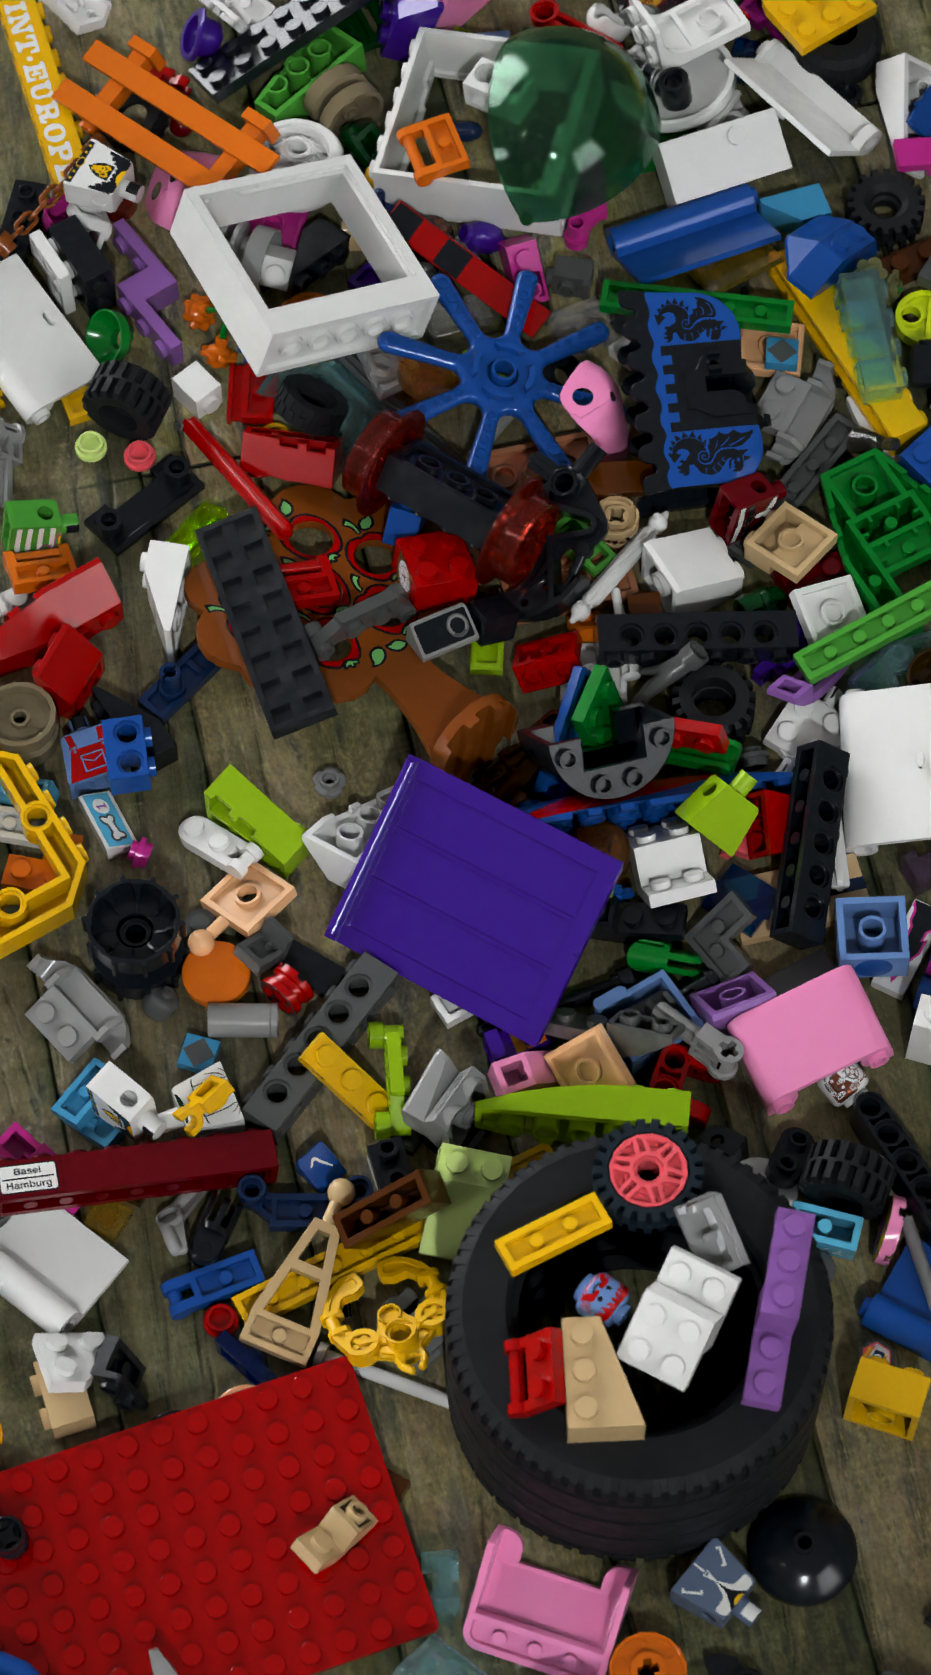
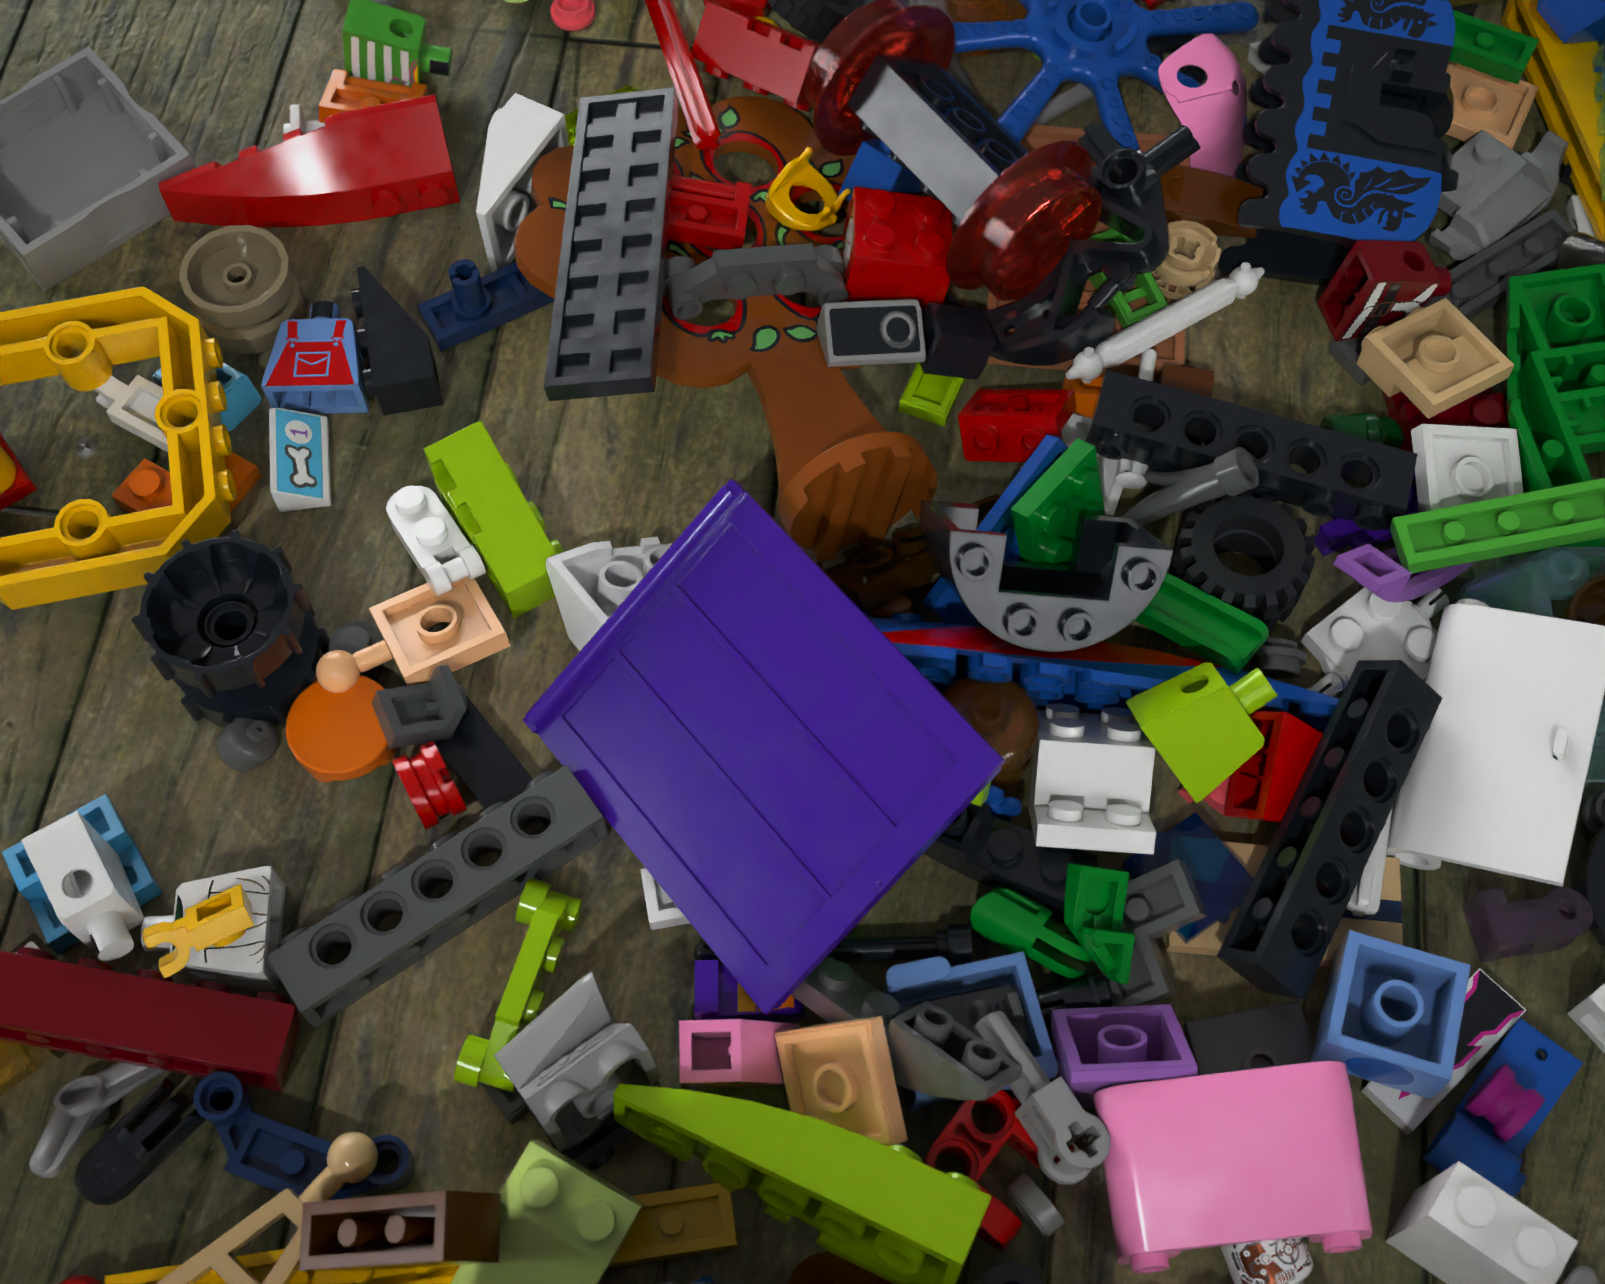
camera: 20 degrees right, 0 degrees up
(69, 670) = (334, 233): red slope -> none
(76, 1011) = (115, 715): light grey plate -> none
(128, 754) = (351, 353): blue brick -> none
(139, 853) = (320, 514): dark pink plate -> none
(148, 508) = (594, 64): black brick -> none
(198, 1053) = (262, 839): tile -> none
(212, 1284) = (97, 1237): blue plate -> none
(243, 1020) = (346, 811): light grey pin -> none
(319, 1167) = (355, 1094): blue slope -> none
(332, 790) = (636, 510): light grey plate -> none
(344, 1078) = (445, 958): yellow plate -> none
(349, 563) = (801, 173): none -> yellow piece
(387, 1161) = (453, 1138): black hips -> none
(690, 571) = (1271, 355): white slope -> none
(696, 936) = (1095, 917): none -> green slope
(700, 735) = (1206, 595): red plate -> none
(714, 1098) = (1034, 1205): none -> light grey tile
(781, 354) = (1495, 111): dark azure tile -> none

